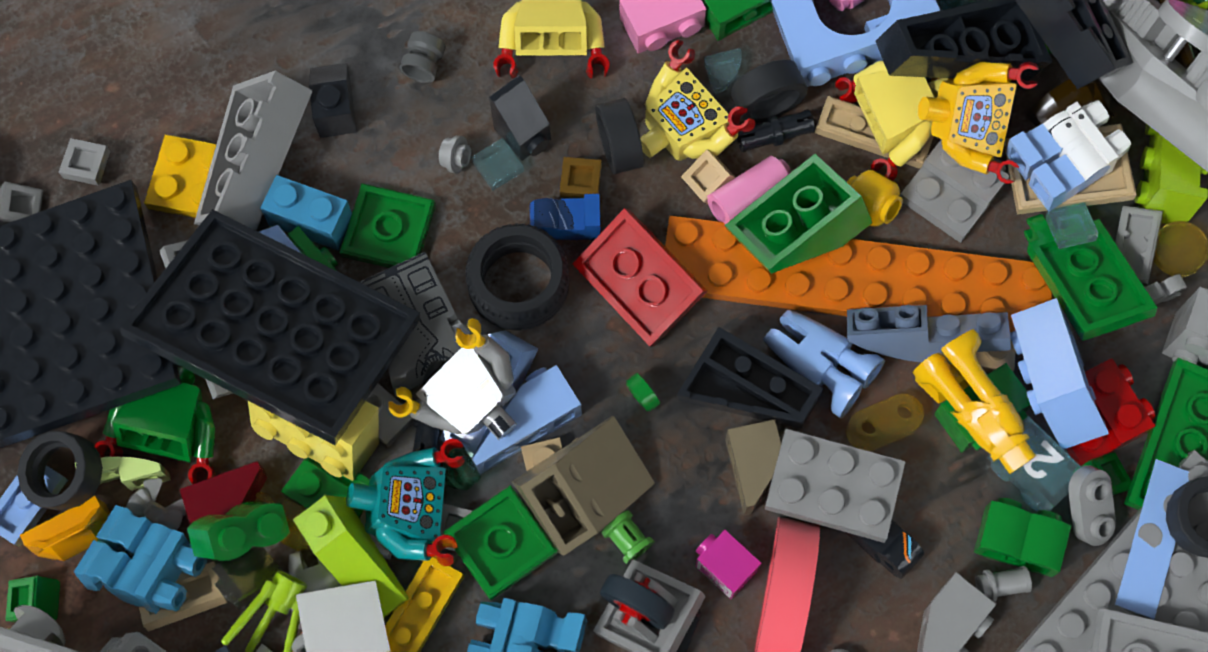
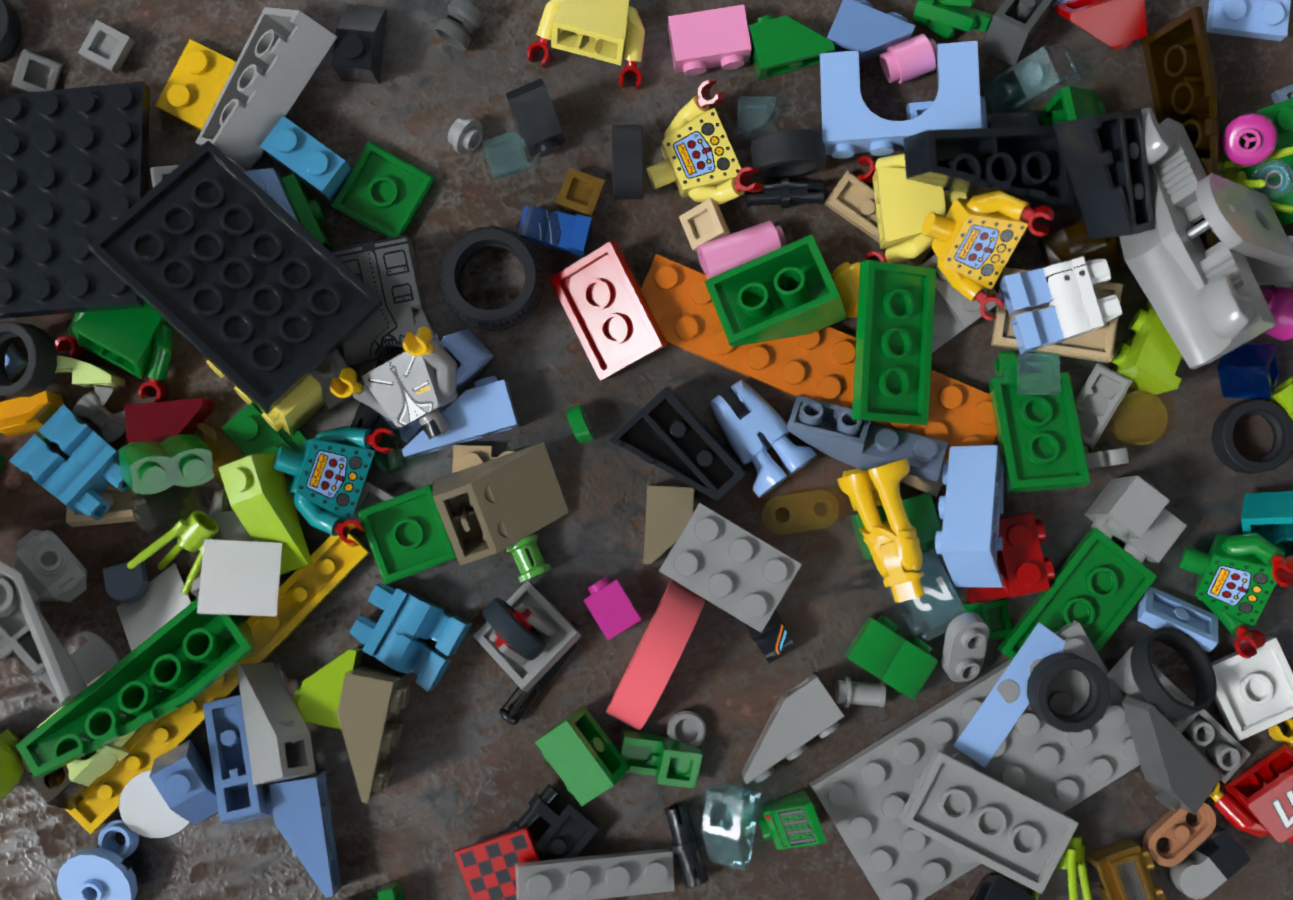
camera: 15 degrees right, 15 degrees up
(925, 232) = (893, 343): none -> green plate

